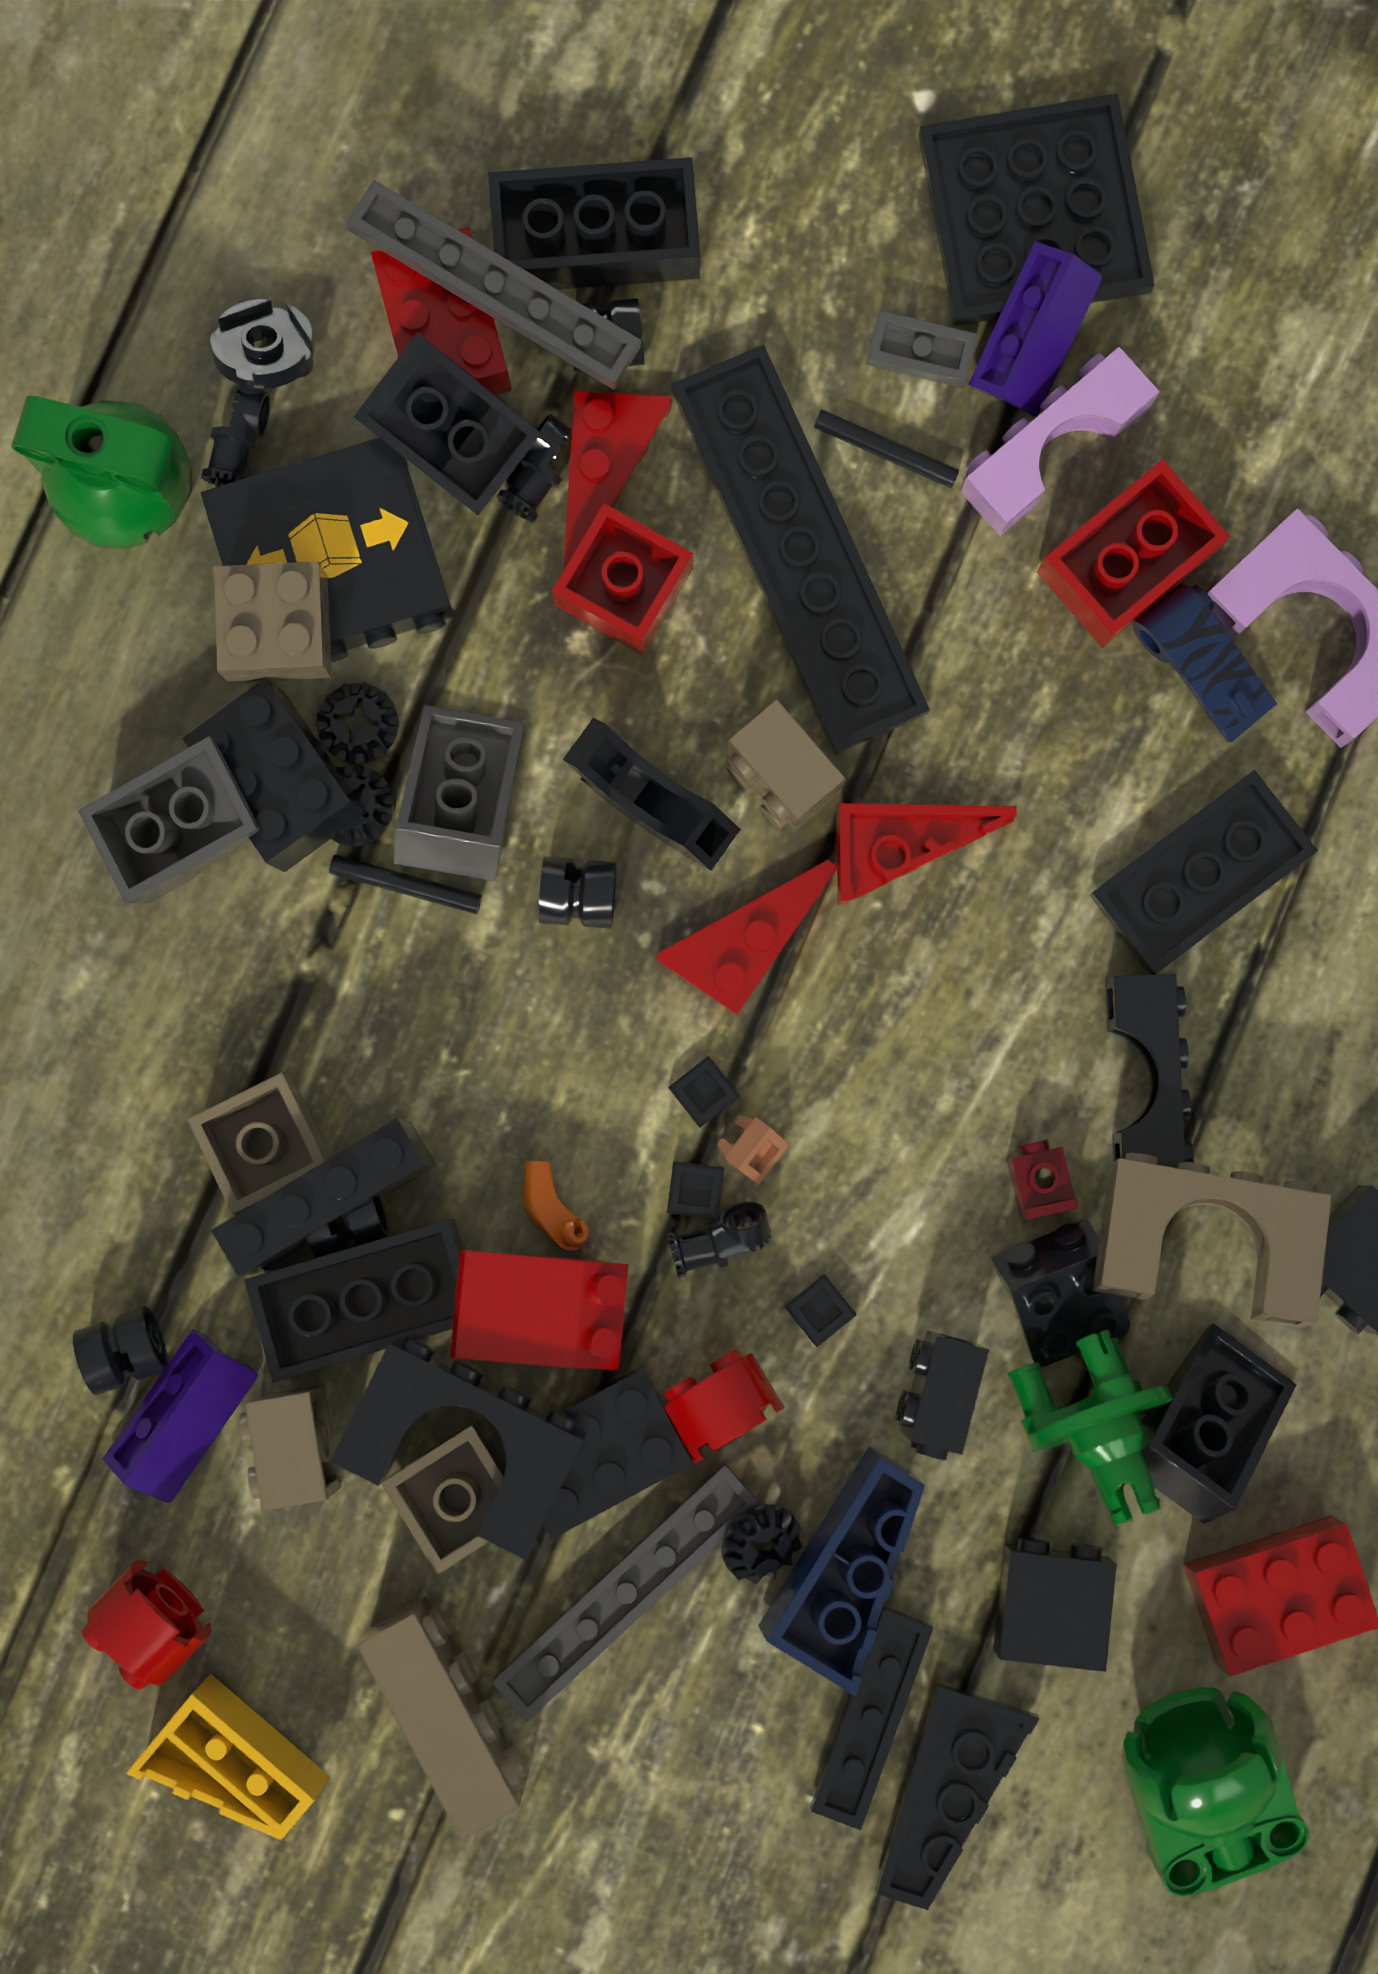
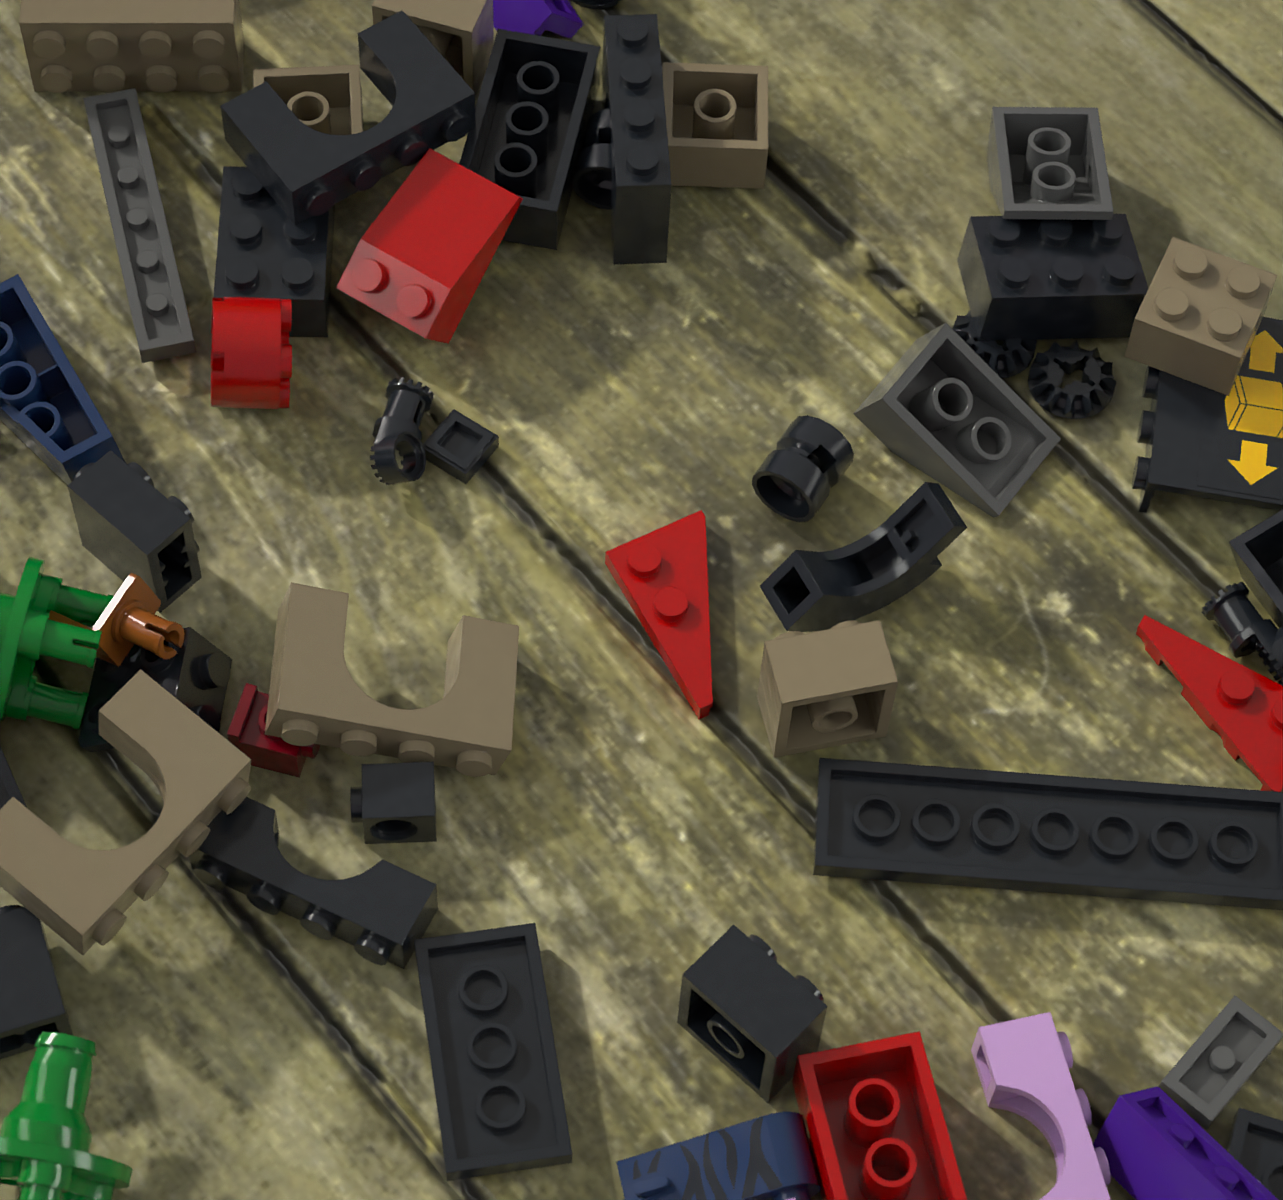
camera: 115 degrees right, 25 degrees down
(405, 884) = (891, 351): black piece -> none
(548, 1212) = (515, 318): orange arm -> none
(623, 578) = (1100, 645): red brick -> none
(704, 1091) = (548, 496): black tile -> none
(755, 1149) = (466, 502): nougat tile -> none
(762, 1524) = (119, 338): black gear -> none
(820, 1310) = (280, 493): black tile -> none
(886, 448) = (1126, 977): black piece -> none
(895, 839) = (697, 769): red wing -> none
(961, 1034) = (321, 704): none -> dark tan arch
(1039, 1339) = (132, 621): none -> dark orange bracket
(1050, 1053) = (396, 803): none -> black brick
(1088, 689) = (751, 1011): none -> black brick

